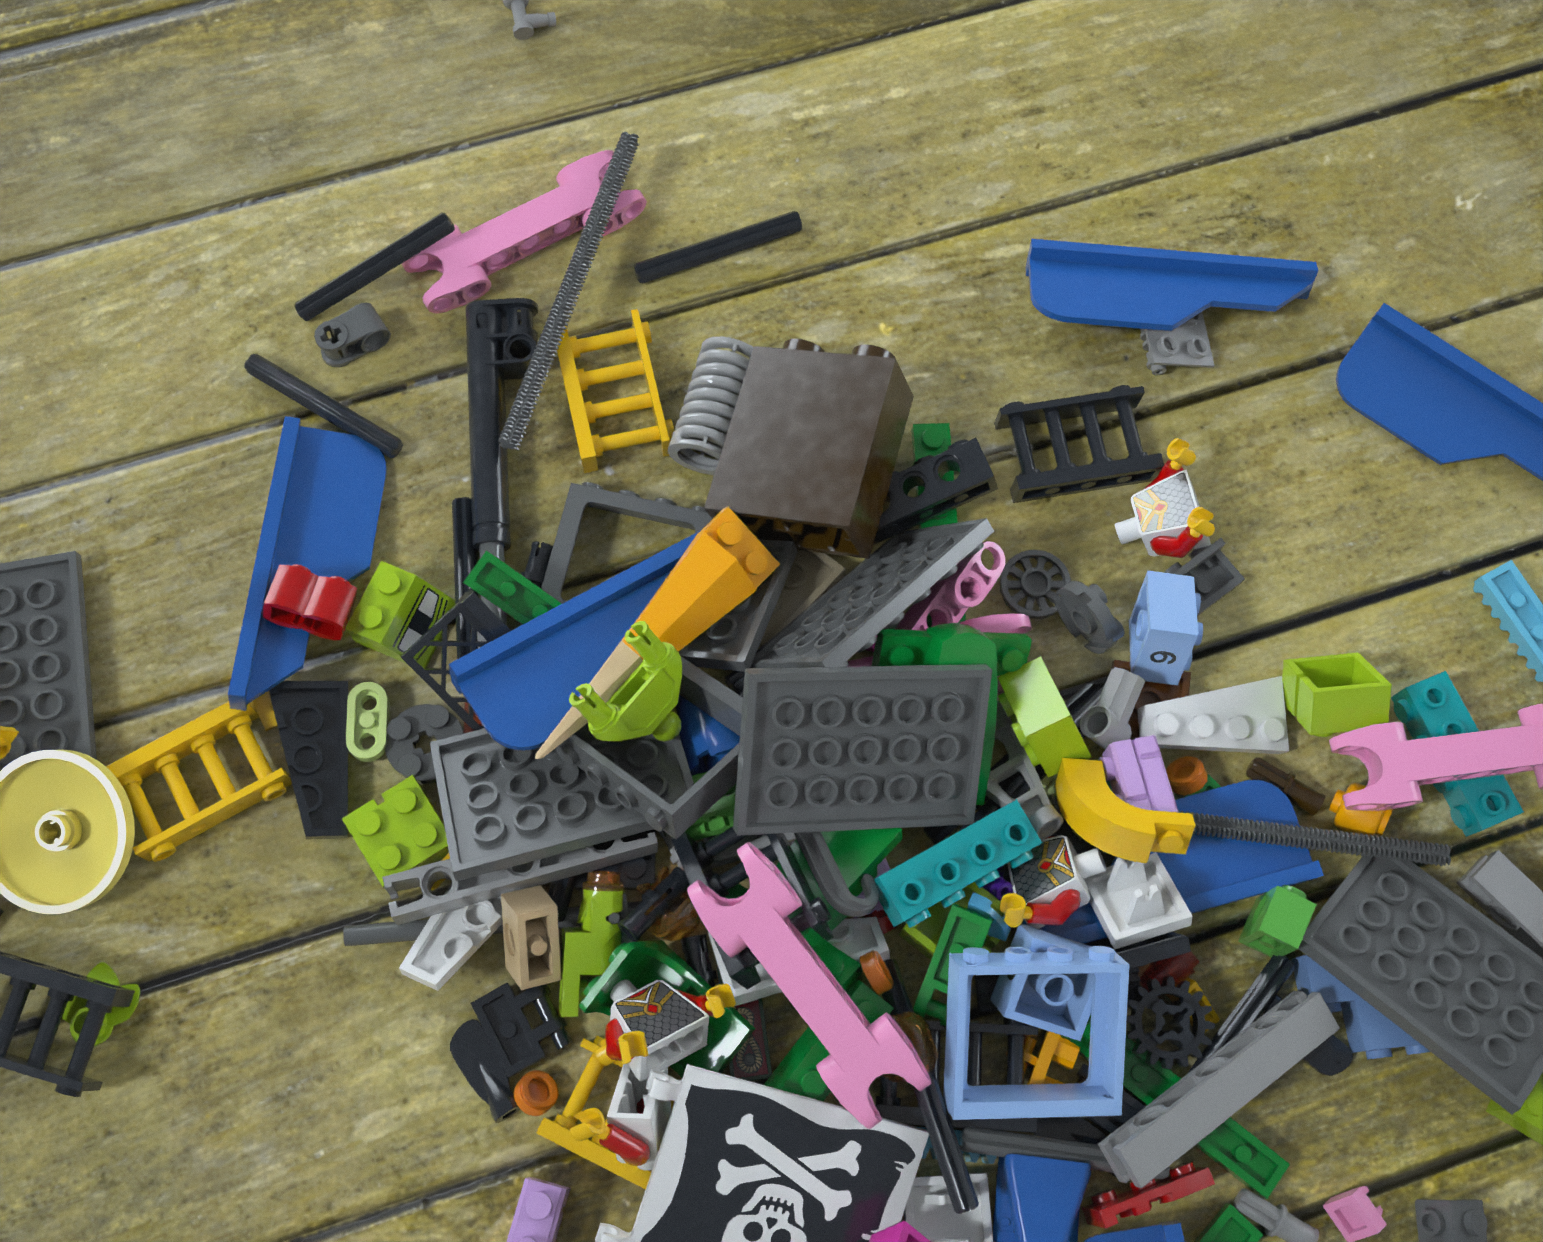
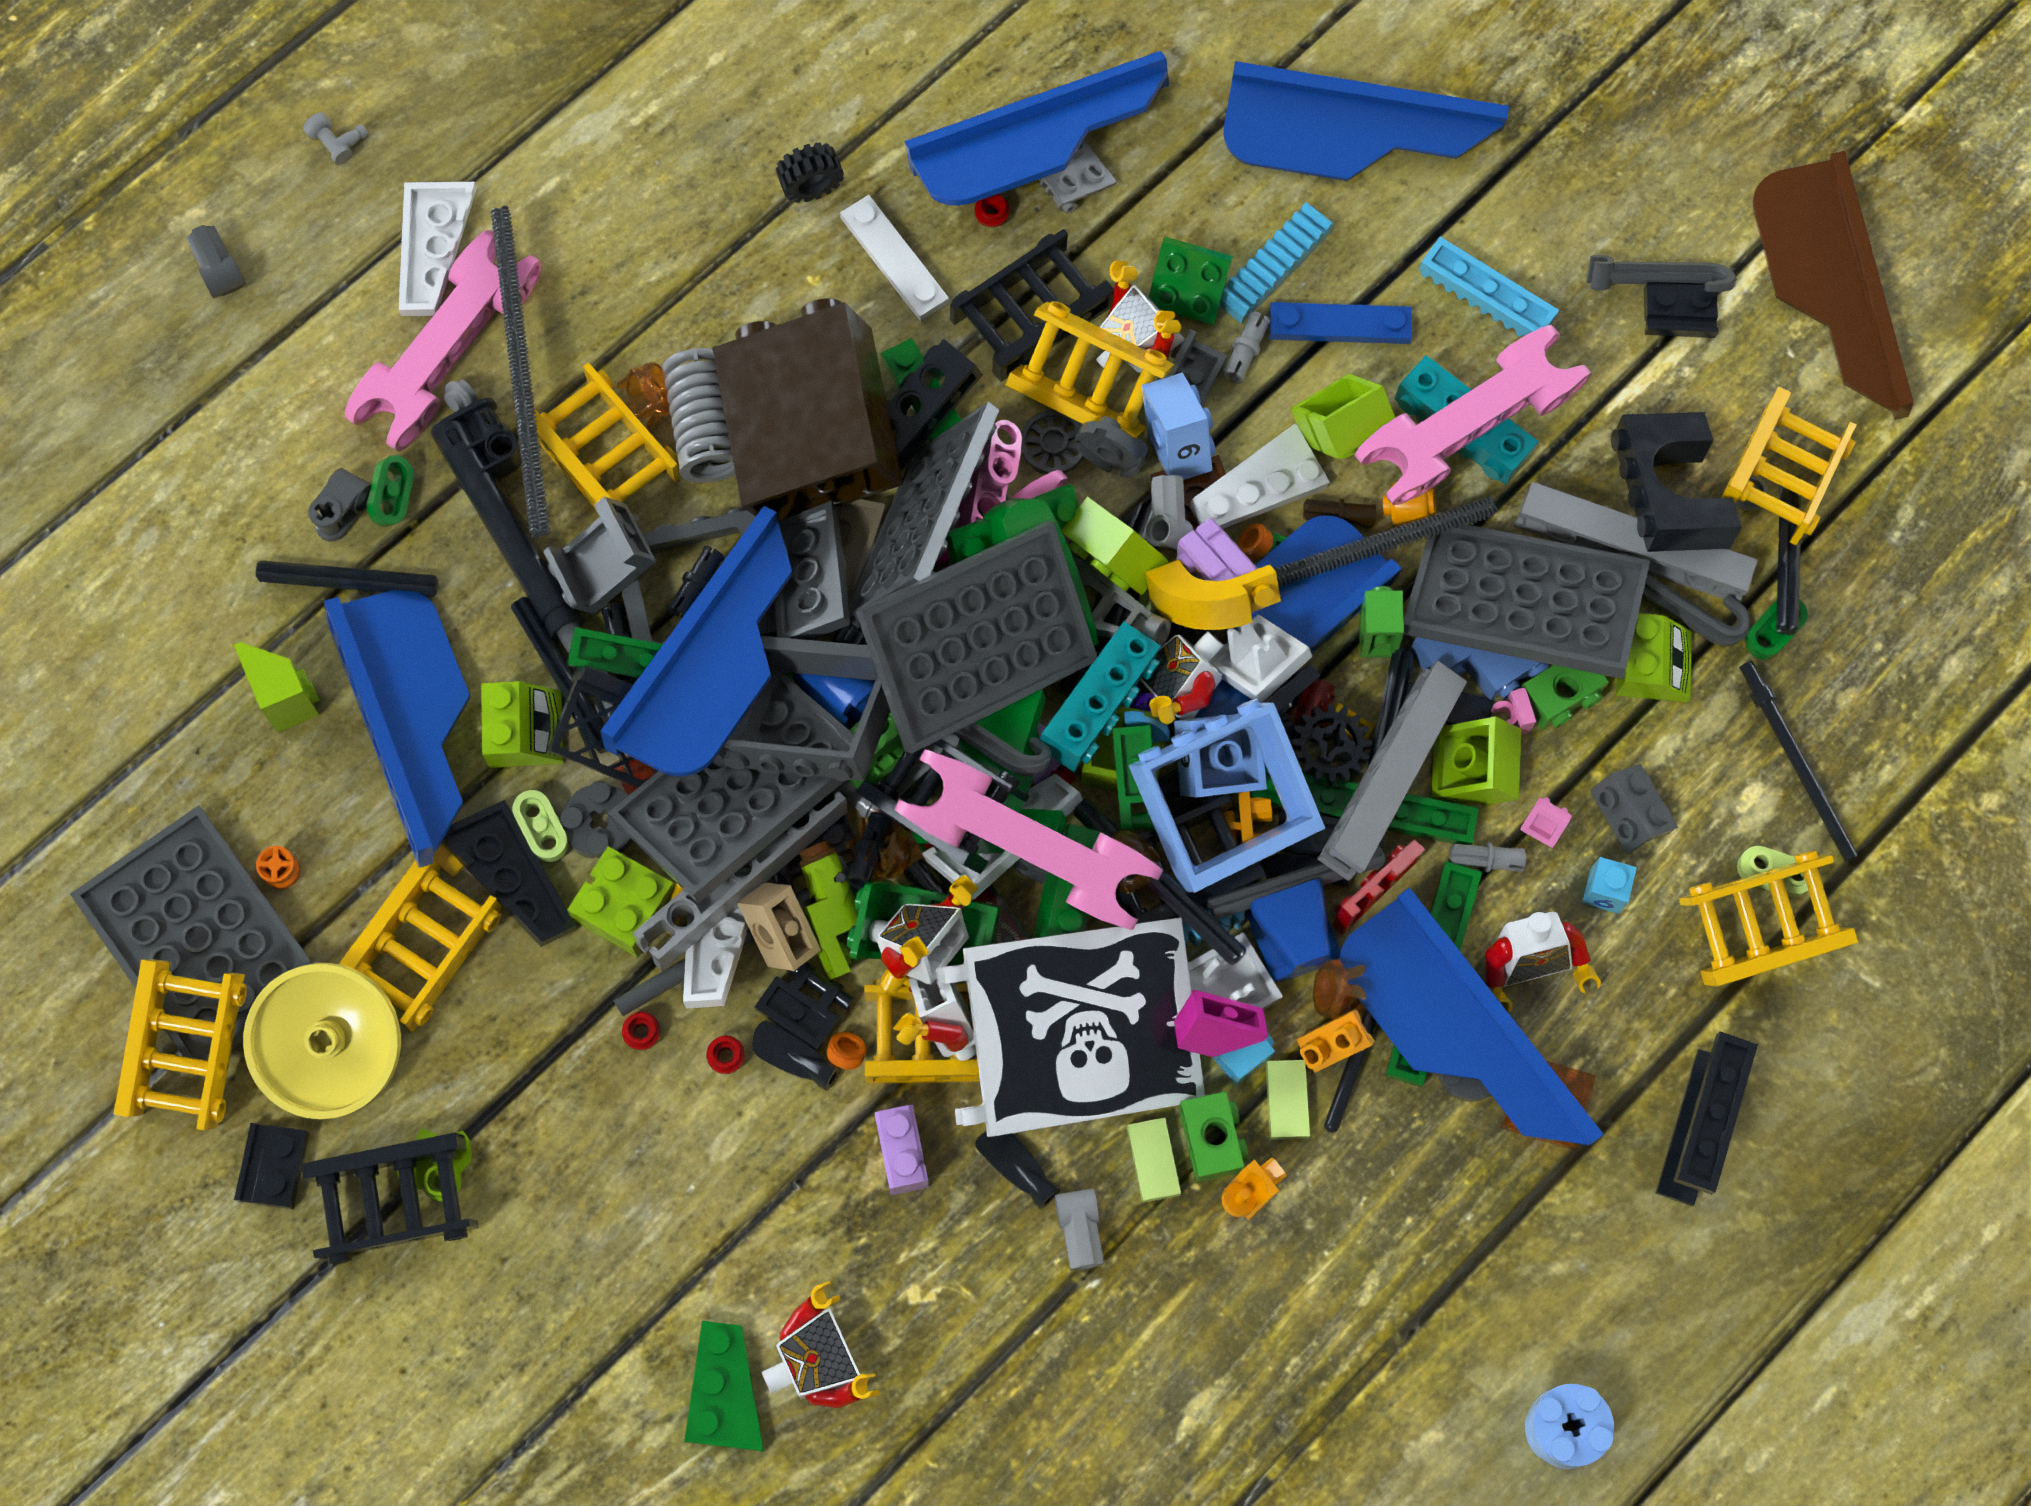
camera: 25 degrees left, 0 degrees up
(110, 635) = (274, 860): none -> orange wheel
(197, 477) = (280, 689): none -> lime slope
(309, 602) = (441, 745): red brick -> none
(342, 967) = (633, 1022): none -> red plate
(363, 80) = (216, 265): none -> dark grey piece
(374, 266) = (328, 433): black axle -> none
(401, 345) = (390, 493): none -> green plate
(408, 1032) = (725, 1043): none -> red plate
(509, 285) = (459, 395): none -> light grey plate
(552, 495) = (601, 558): none -> dark grey panel
(560, 136) = (430, 240): none -> white wing
(627, 557) = (695, 580): none -> black pin
(644, 700) = (778, 681): lime connector -> none
(678, 349) = (648, 381): none -> clear orange piece
(707, 582) = (778, 566): light orange plate -> none
(717, 247) = (627, 274): black axle -> none
(876, 972) = (1077, 811): orange tile -> none
(929, 228) = (809, 172): none -> black tyre
(970, 343) = (894, 258): none -> white plate
(1065, 542) = (1062, 394): none -> yellow fence
(1085, 331) = (994, 202): none -> red plate
(1242, 489) = (1189, 280): none -> green plate
(1266, 579) = (1246, 347): none -> light grey pin
(1311, 1116) = (1477, 762): none -> lime slope
(1332, 510) = (1275, 262): none -> medium azure gear
(1371, 598) = (1340, 323): none -> blue plate
(1378, 1081) = (1518, 710): none -> bright pink tile
(1410, 1088) = (1554, 709): none -> bright green brick

